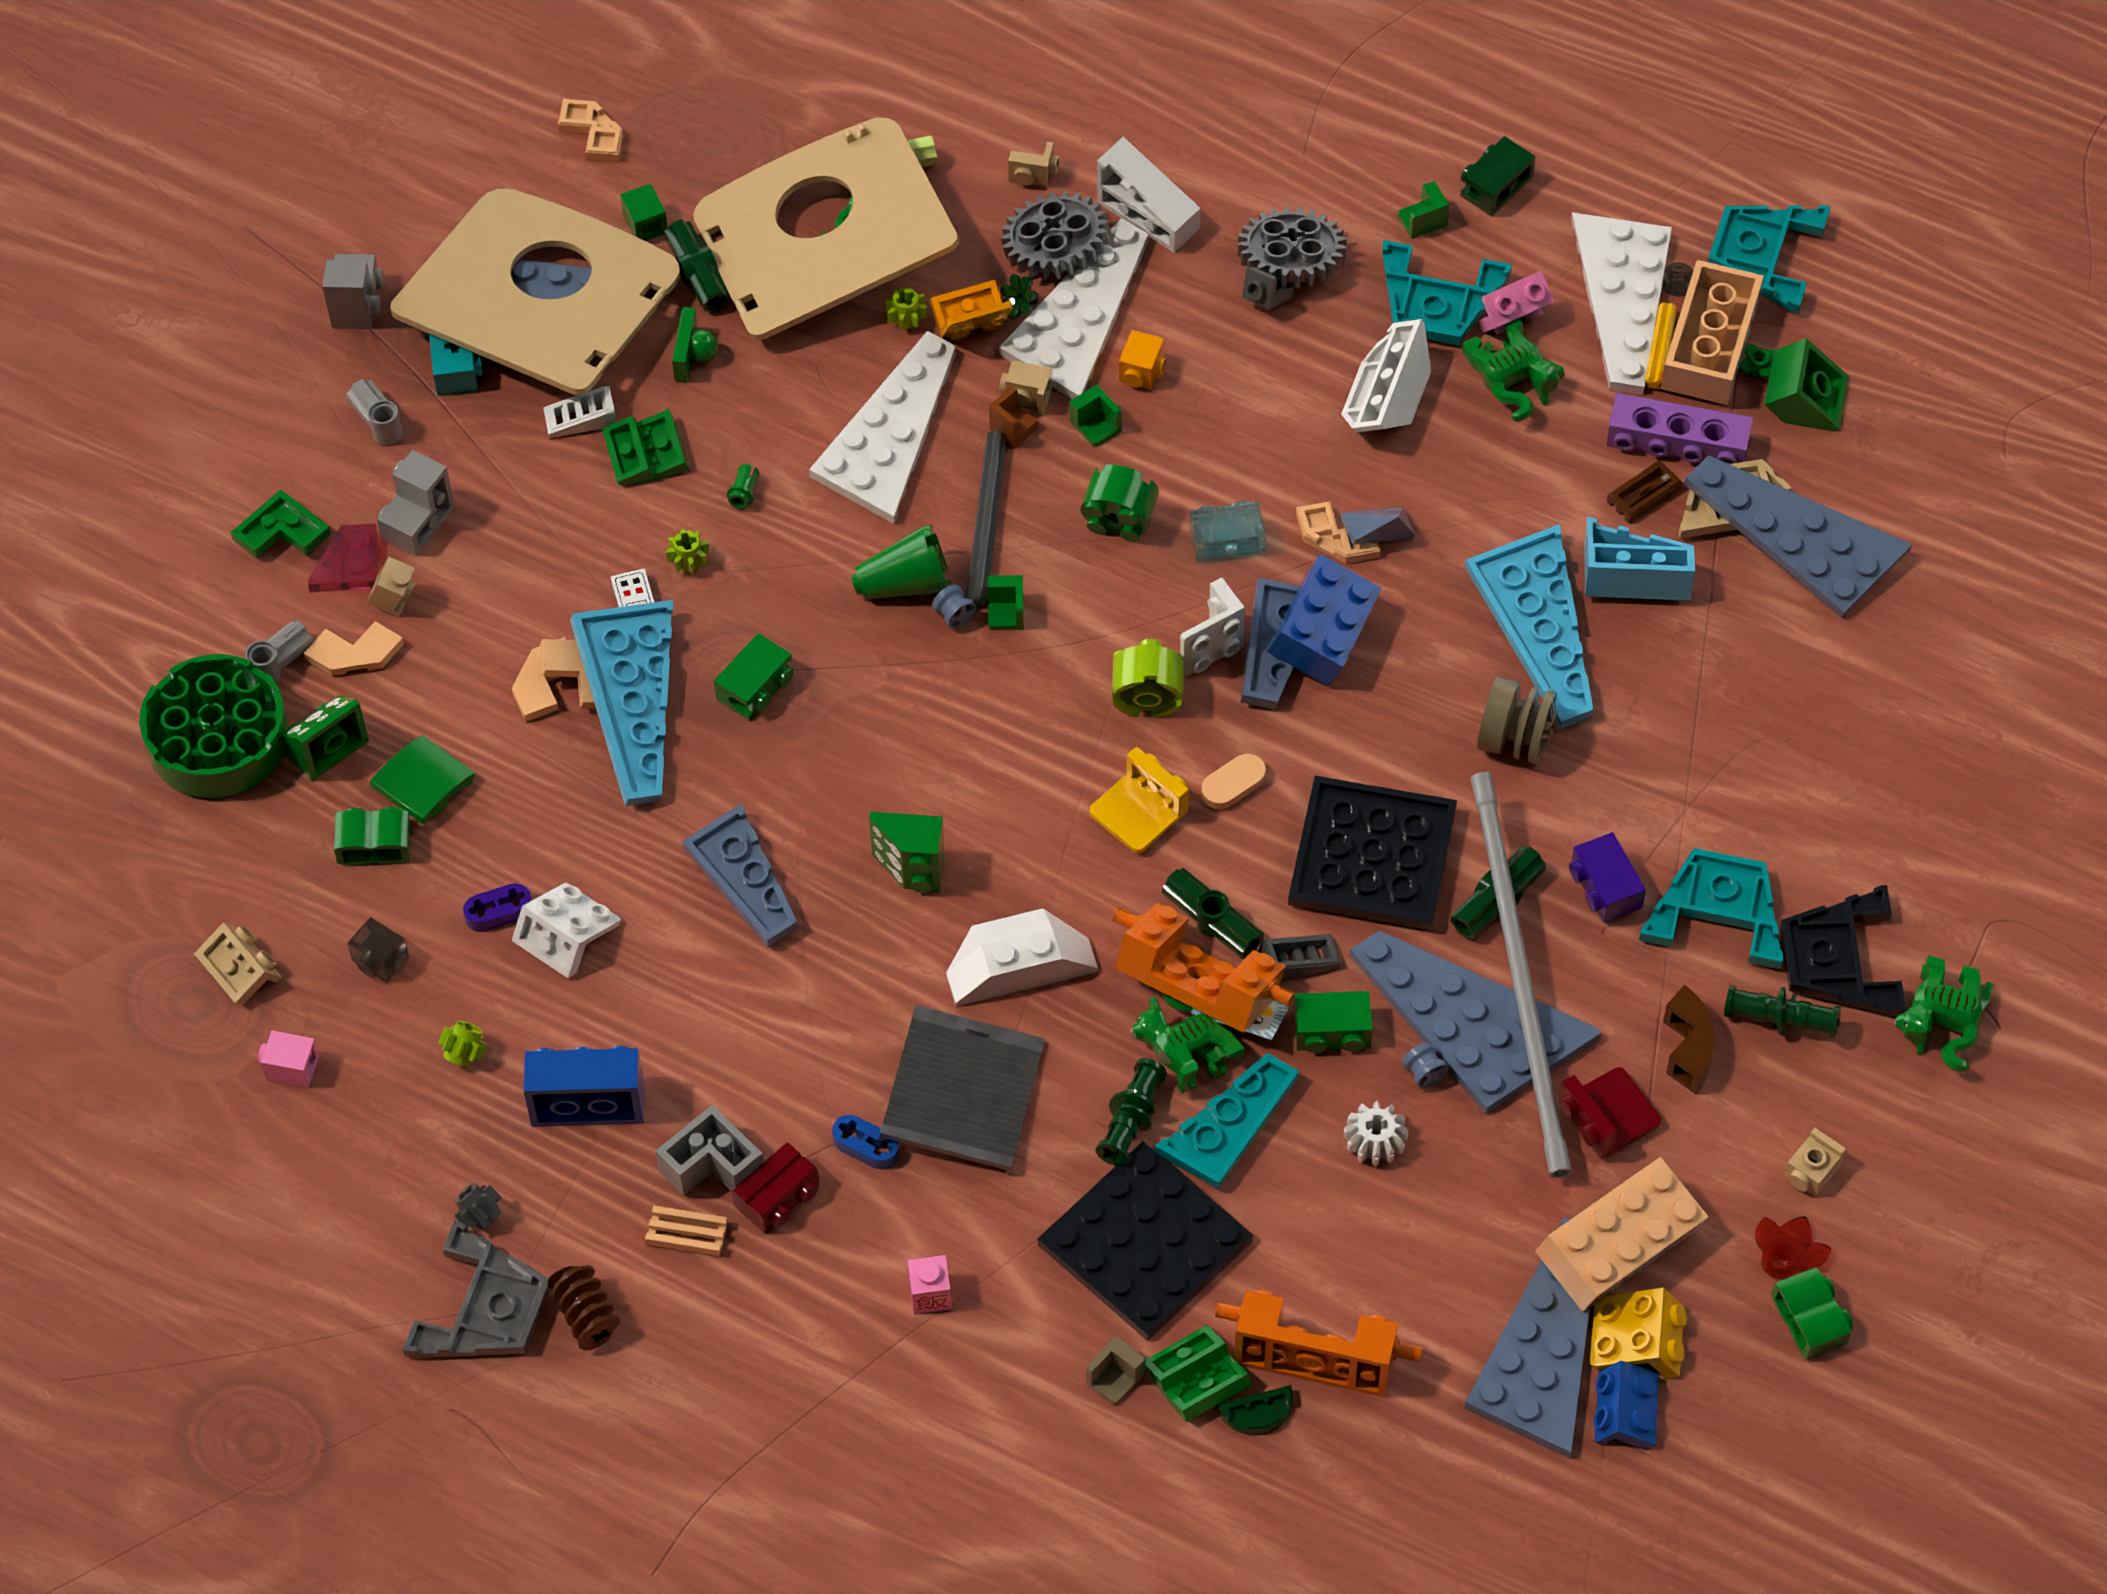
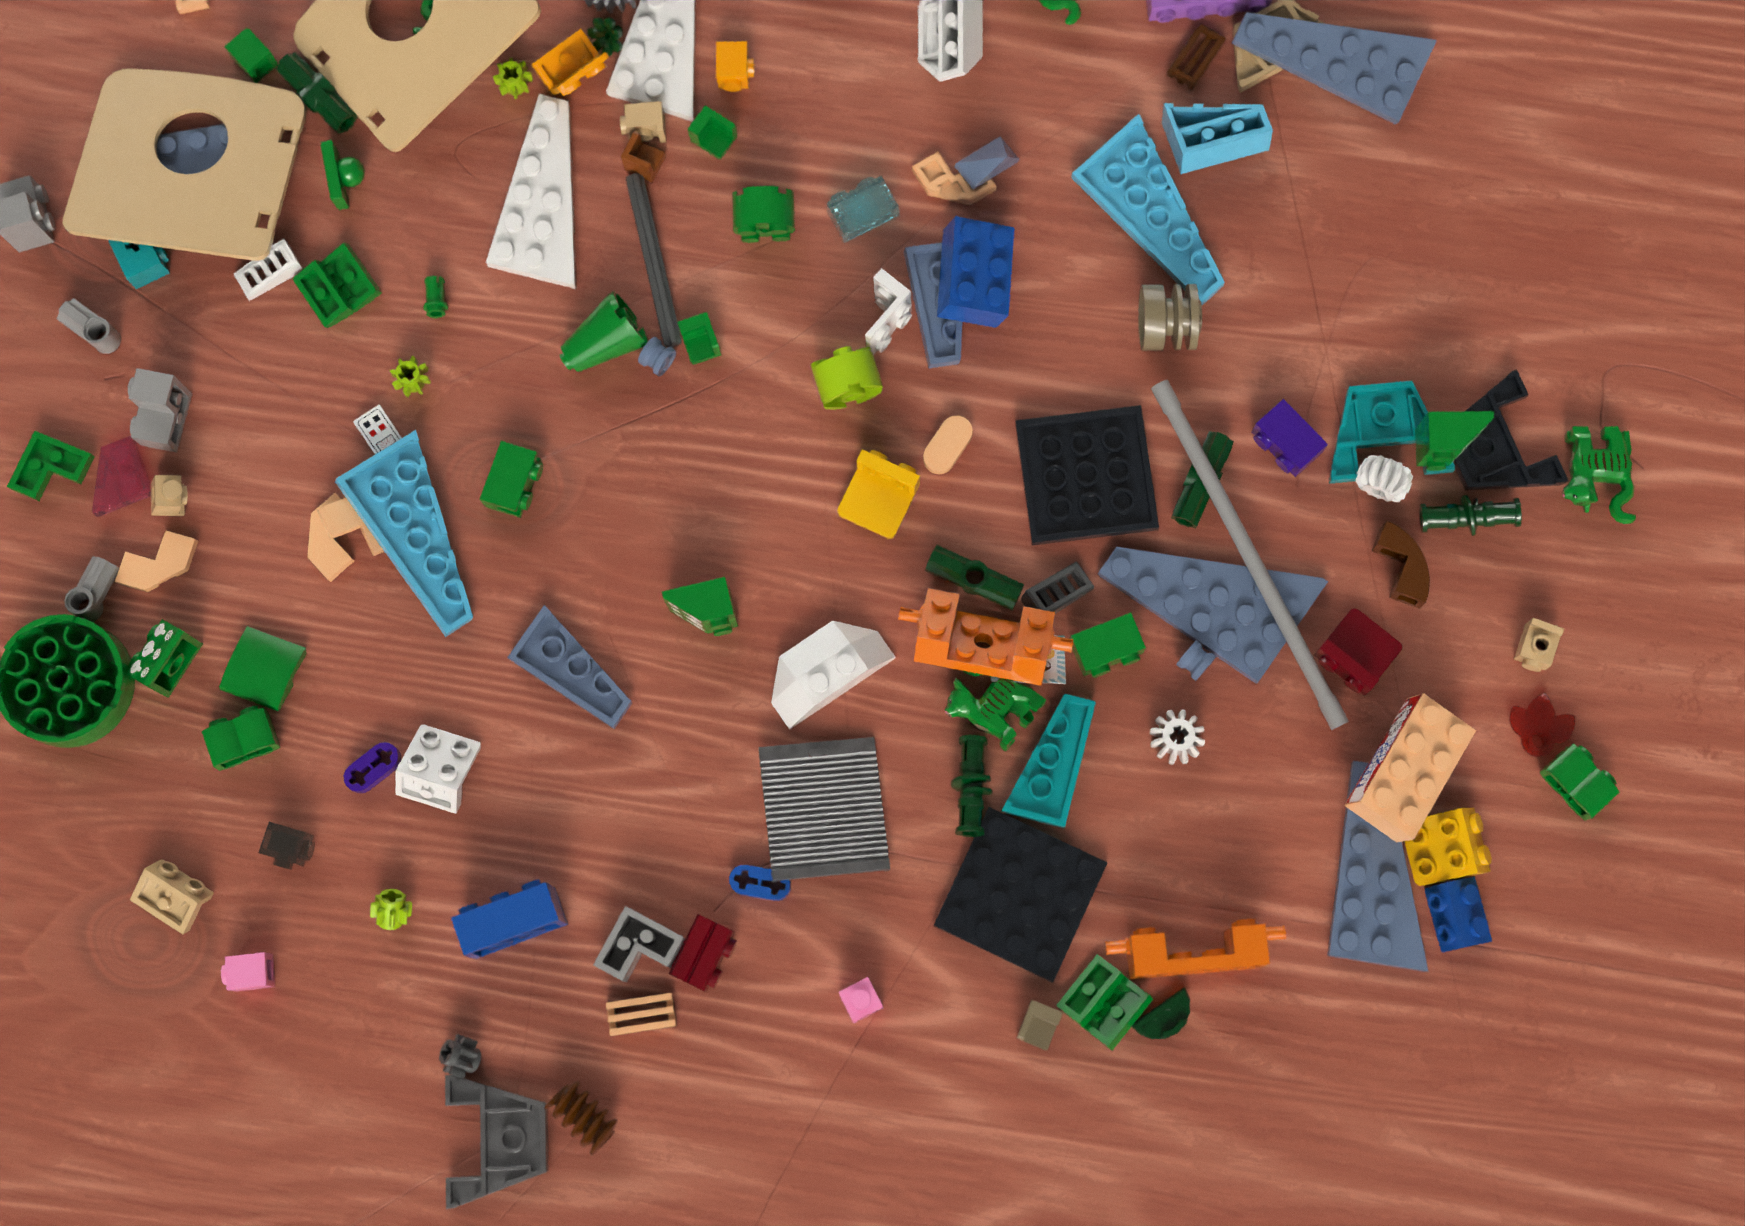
camera: 15 degrees left, 20 degrees up
(1698, 945) = (1384, 478): none -> white gear
(1783, 916) = (1446, 435): none -> green slope

